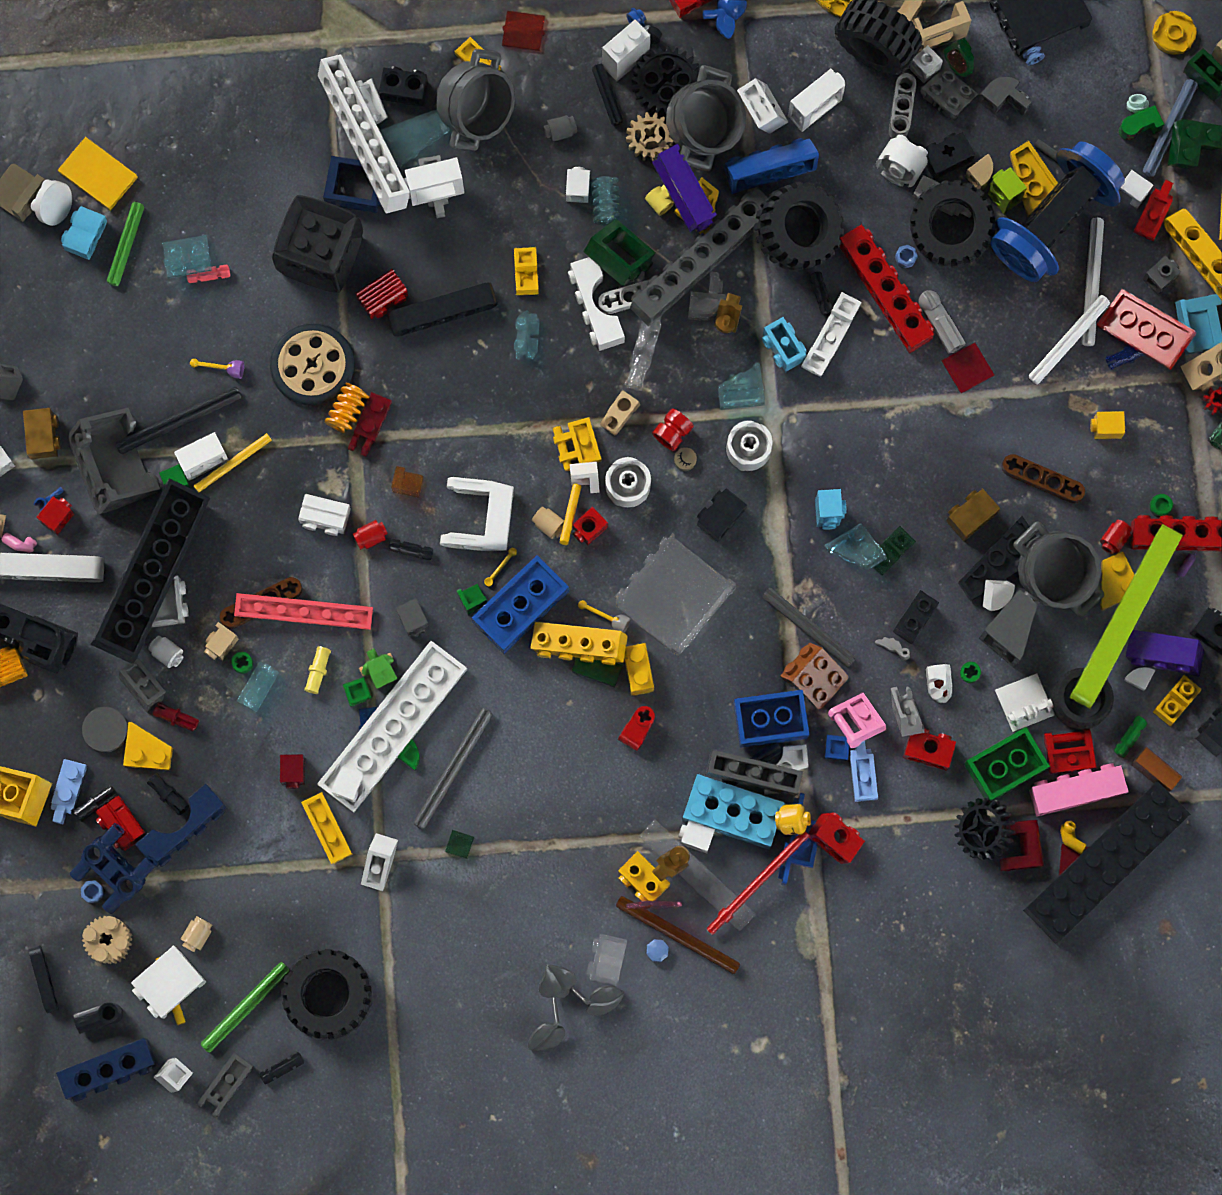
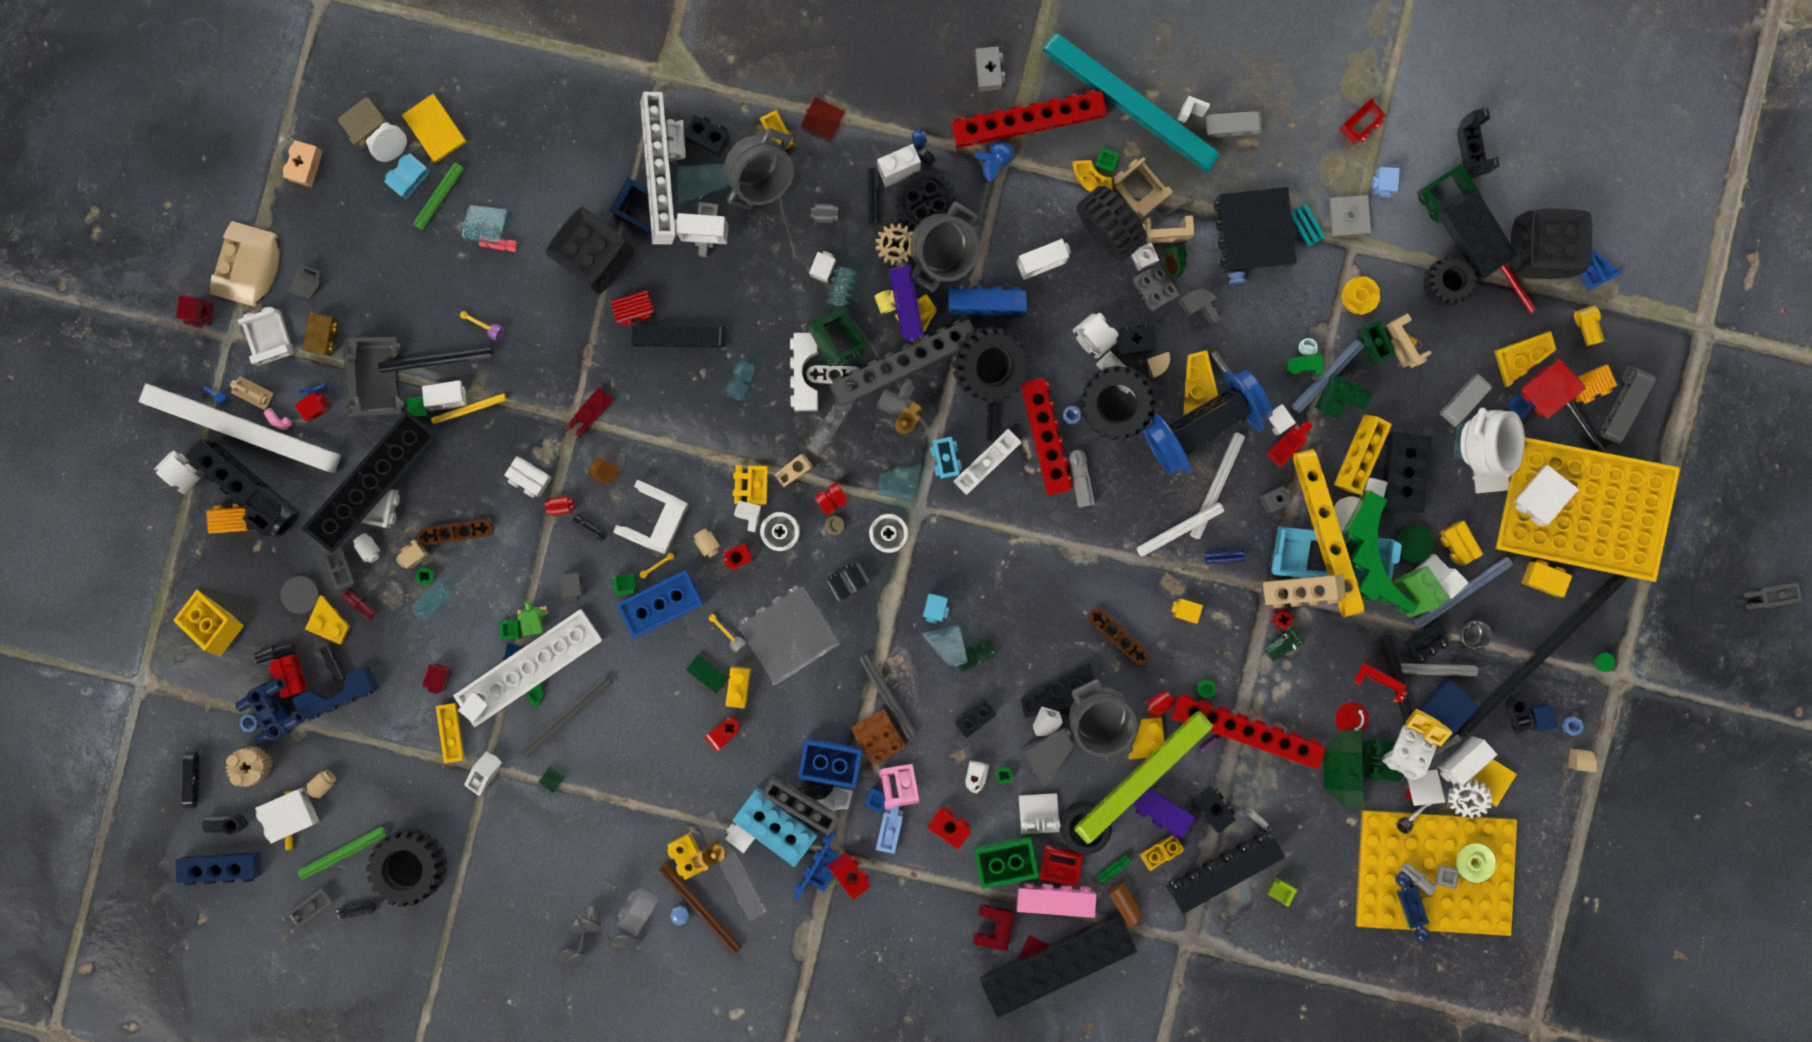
camera: 20 degrees right, 10 degrees up
(67, 789) = (255, 634): light blue hinge -> none
(173, 1075) = (267, 891): white brick -> none
(301, 336) = (581, 359): wedge -> none
(303, 611) = (486, 551): coral tile -> none
(317, 670) = (483, 602): light yellow pin -> none
(346, 407) = (574, 394): light orange piece -> none
(526, 271) = (757, 325): yellow slope -> none
(570, 514) = (725, 542): yellow bar -> none
(579, 642) = (696, 651): yellow brick -> none
(654, 905) = (688, 884): clear pink piece -> none
(726, 914) = (743, 906): red bar -> none
(759, 103) = (992, 247): white window -> none
(792, 819) = (817, 854): yellow head -> none
(892, 645) = (950, 733): light grey piece -> none
(905, 97) = (1119, 280): light grey beam -> none
(906, 713) = (940, 794): light grey hinge -> none
(968, 367) = (1090, 523): dark red sticker -> none
(972, 514) = (1050, 648): pearl gold brick -> none
(990, 846) = (962, 916): black gear -> none
(1006, 189) = (1173, 387): lime brick -> none
(1069, 838) = (1036, 932): yellow arm -> none
(1140, 677) = (1138, 823): white tile -> none
(1146, 329) = (1246, 542): tile -> none

